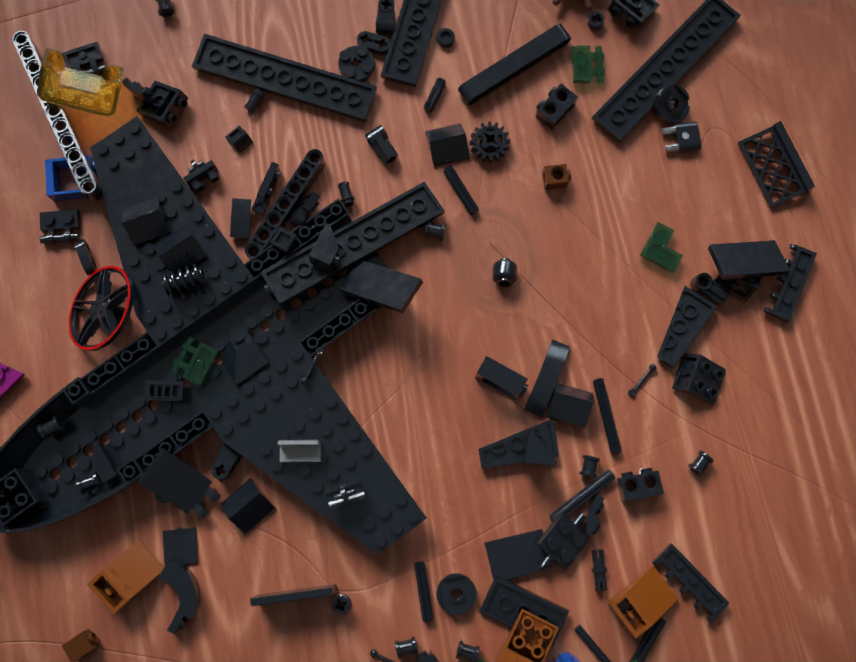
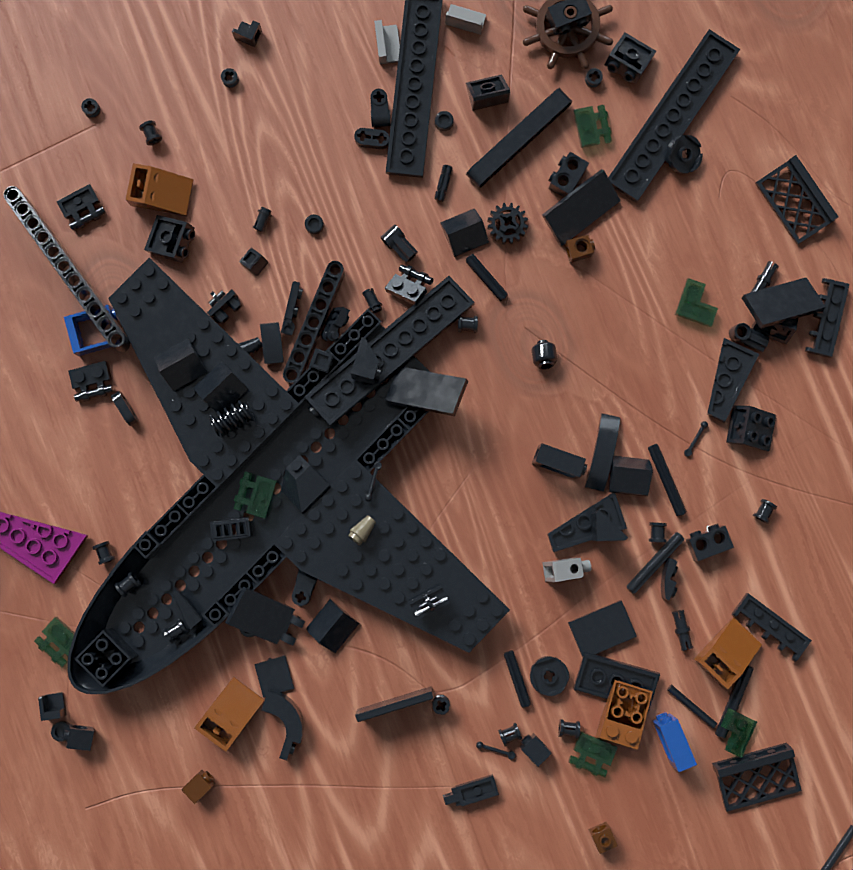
camera: 10 degrees left, 5 degrees up
(36, 394) = (103, 552): none -> black bush
(78, 88) = (84, 237): clear yellow windscreen -> none
(104, 310) = (154, 458): black wheel -> none
(142, 93) = (148, 232): black slope -> none
(160, 57) = (158, 190): none -> dark orange slope
(220, 218) = (251, 346): none -> black cone
(284, 77) = (288, 190): black plate -> none
(291, 412) = (362, 530): none -> dark tan cone
(300, 451) = (377, 567): light grey panel -> none
(303, 113) = (314, 224): none -> black tile
(359, 54) = (354, 173): black plate -> none
(382, 189) = (407, 290): none -> plate
(485, 487) = (560, 569): none -> light grey torso
(492, 18) = (488, 92): none -> black slope
(562, 541) = (643, 609): black plate -> none
(564, 137) = (581, 207): none -> black tile
(685, 135) = (702, 184): black piece -> none
(734, 234) = (765, 278): none -> black pin

